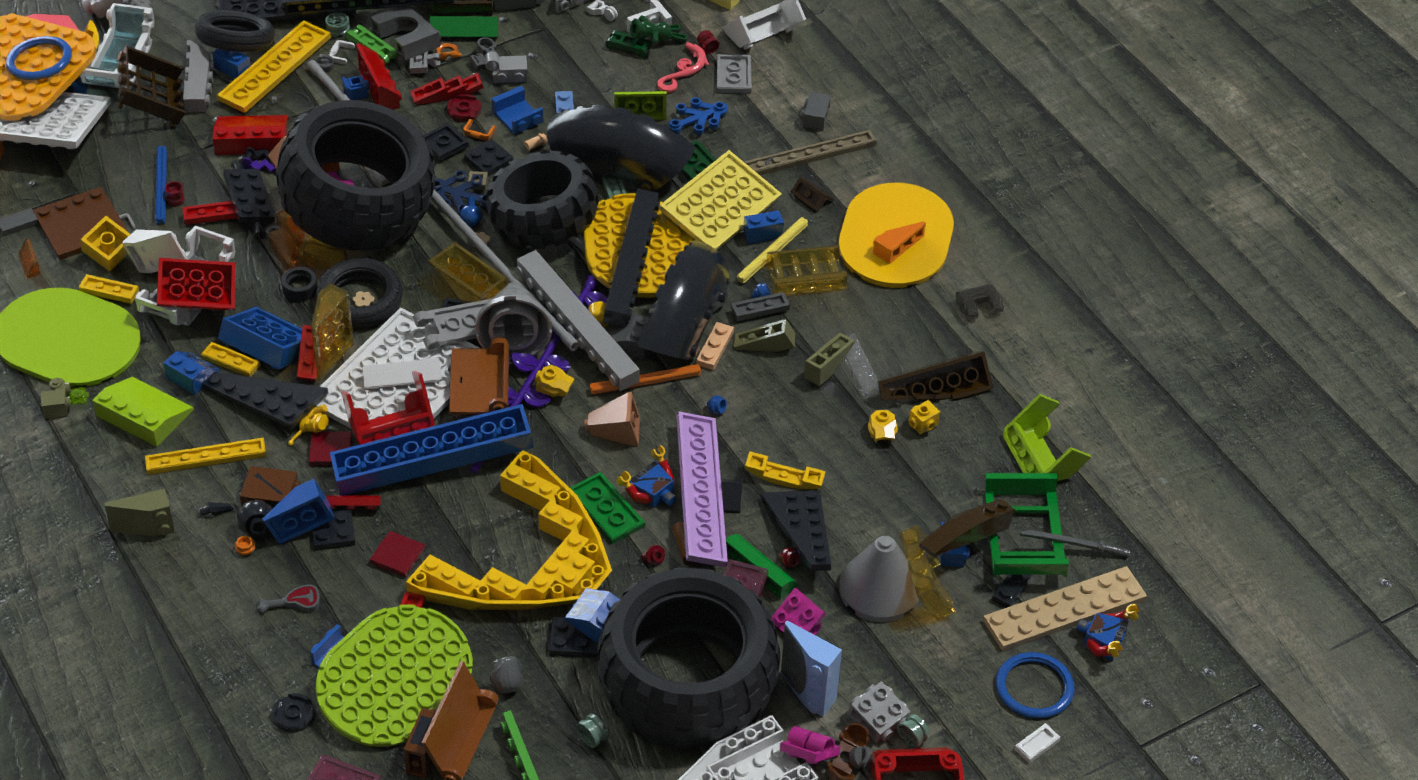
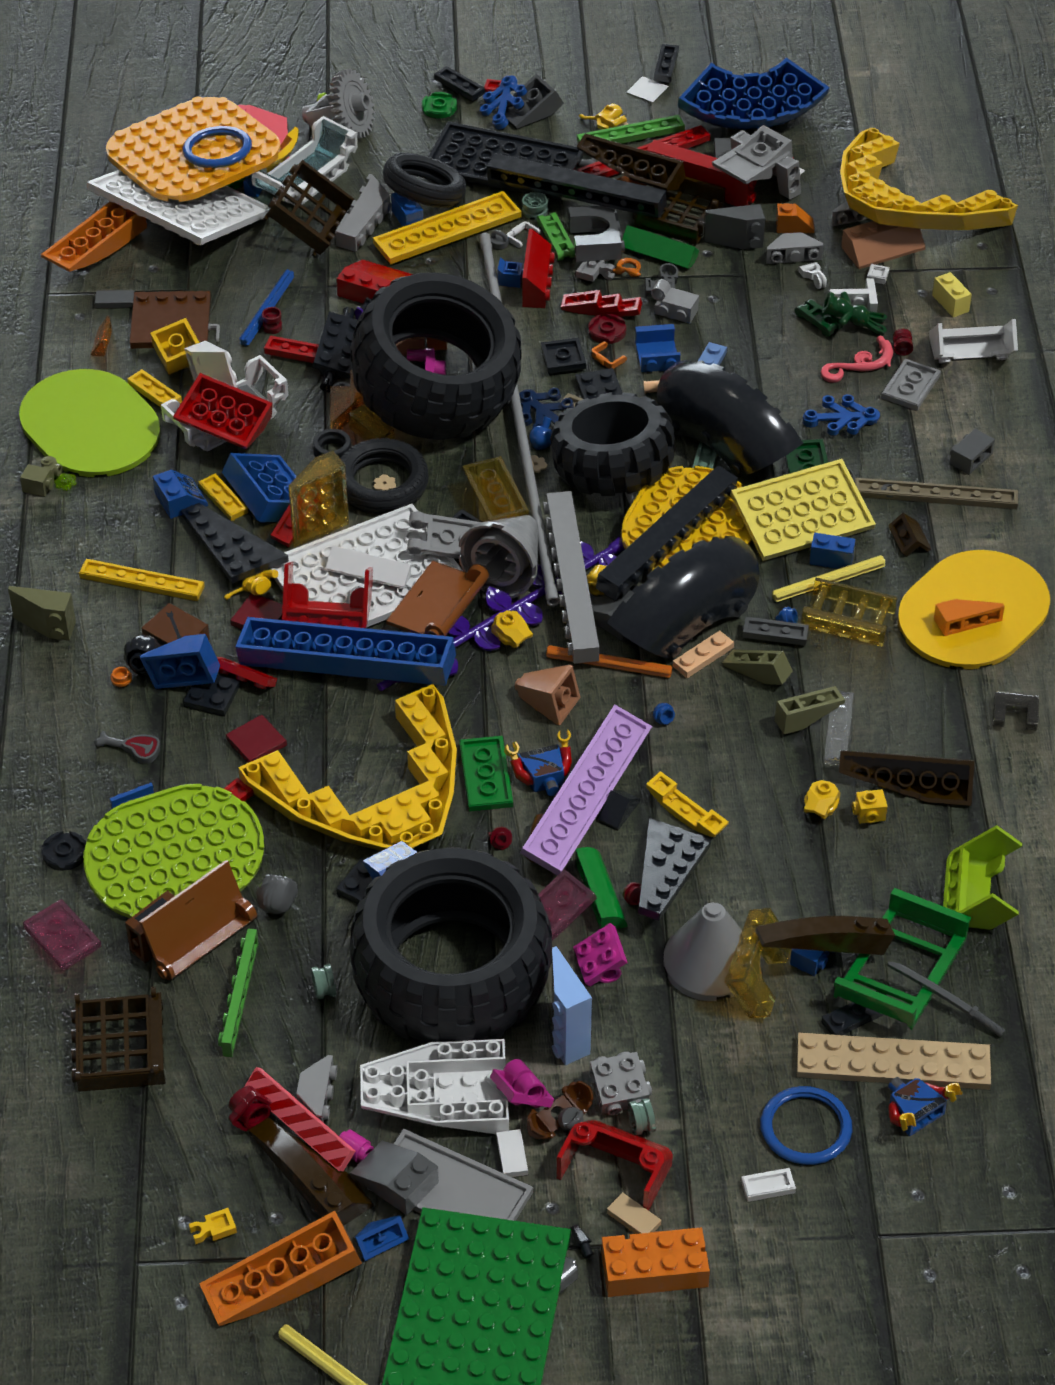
camera: 30 degrees right, 0 degrees up
(140, 410) = (111, 514): lime slope -> none
(215, 508) = (117, 632): black bar -> none
(646, 103) = (785, 384): lime slope -> none

